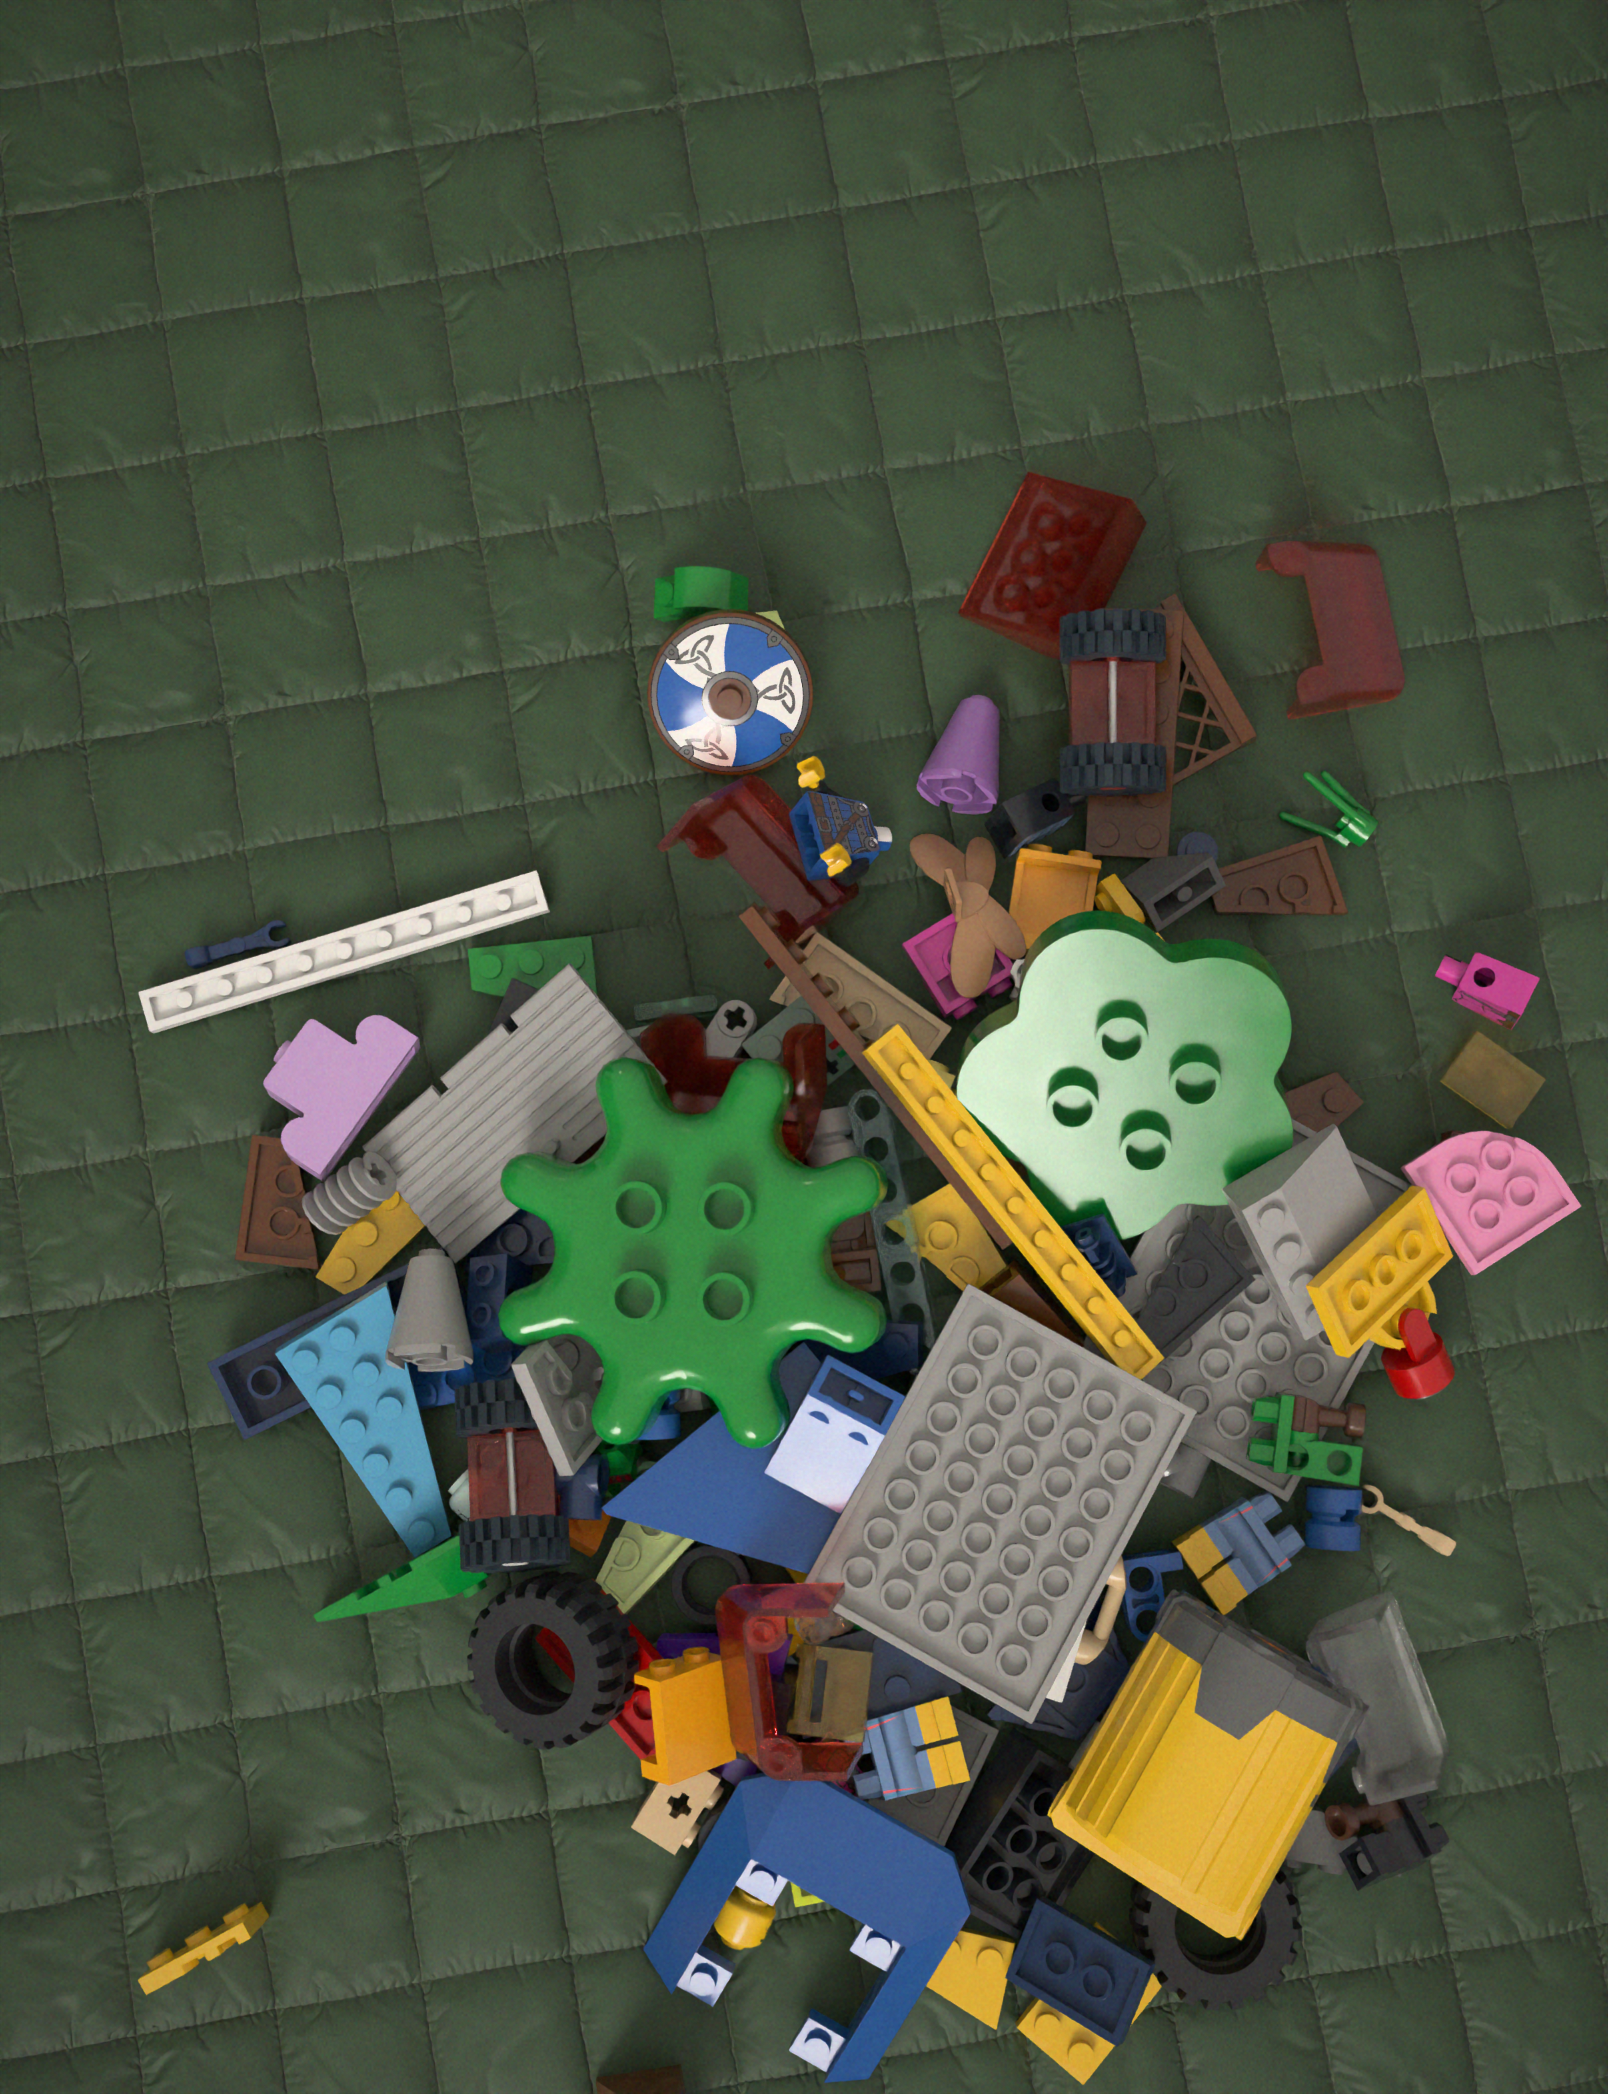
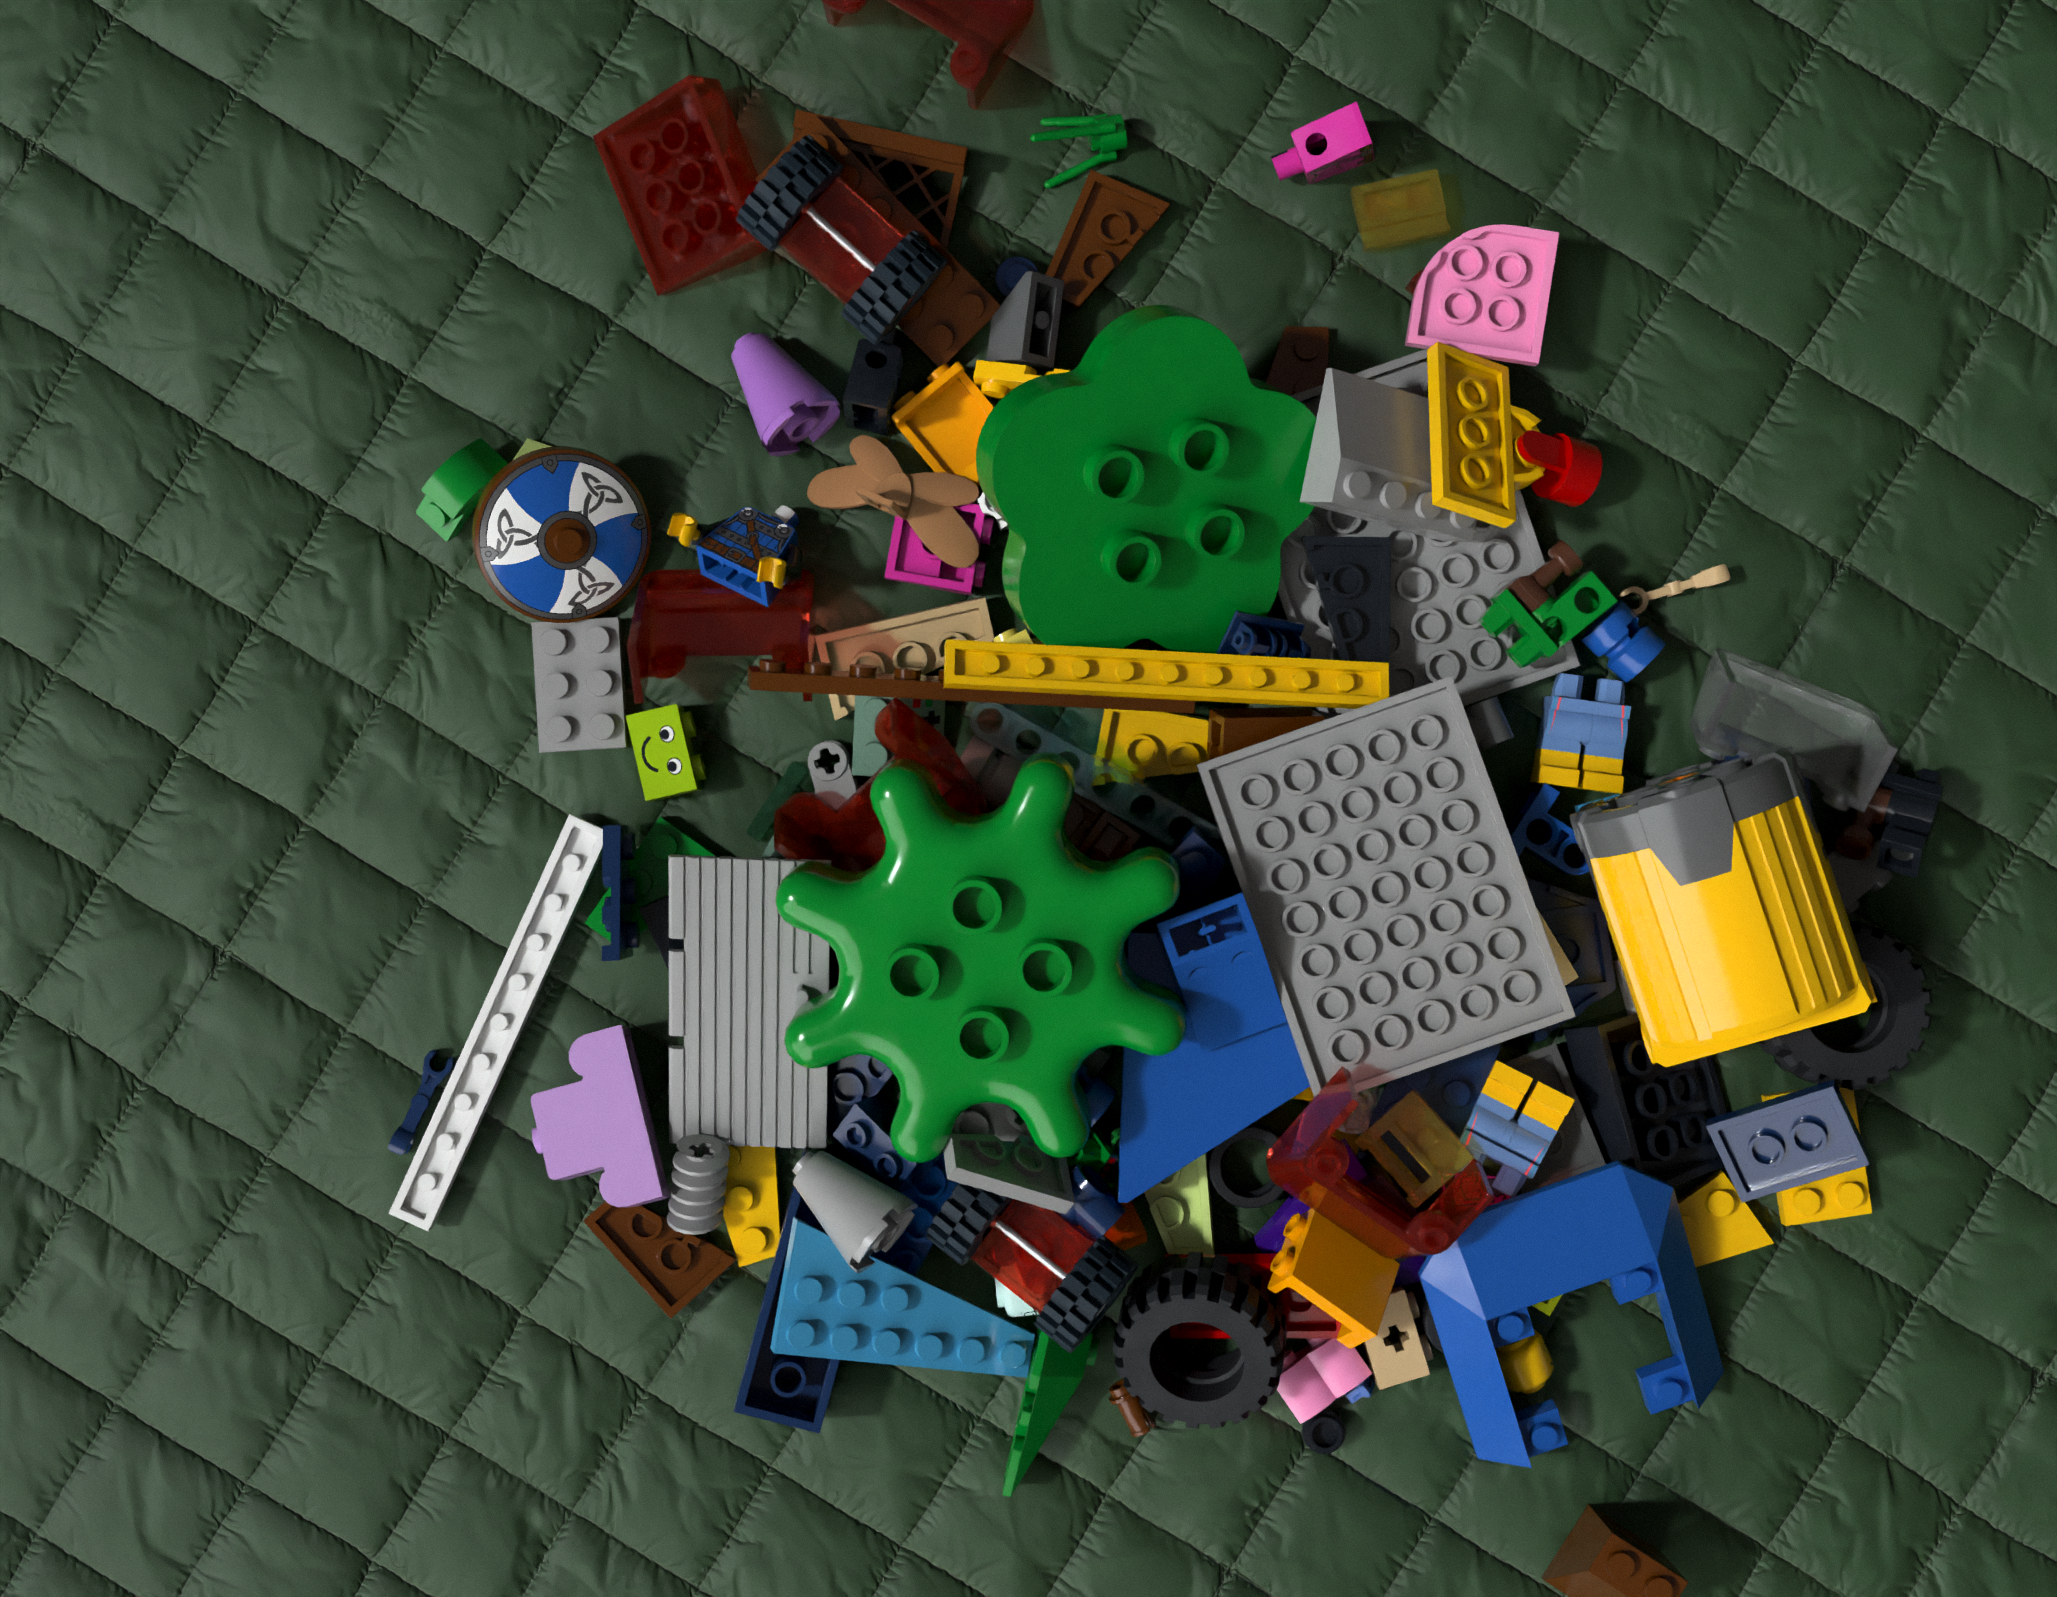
camera: 45 degrees left, 5 degrees up
(455, 1662) = (1133, 1413): none -> reddish brown pin
(496, 963) = (616, 913): none -> dark blue wing
(563, 1814) = (1324, 1432): none -> black plate
(602, 1773) = (1319, 1376): none -> bright pink brick
(621, 1814) = (1363, 1389): none -> blue piece
(634, 798) = (580, 685): none -> light grey plate
(640, 900) = (665, 752): none -> lime brick
(1094, 1642) = (1555, 909): tan bar -> none

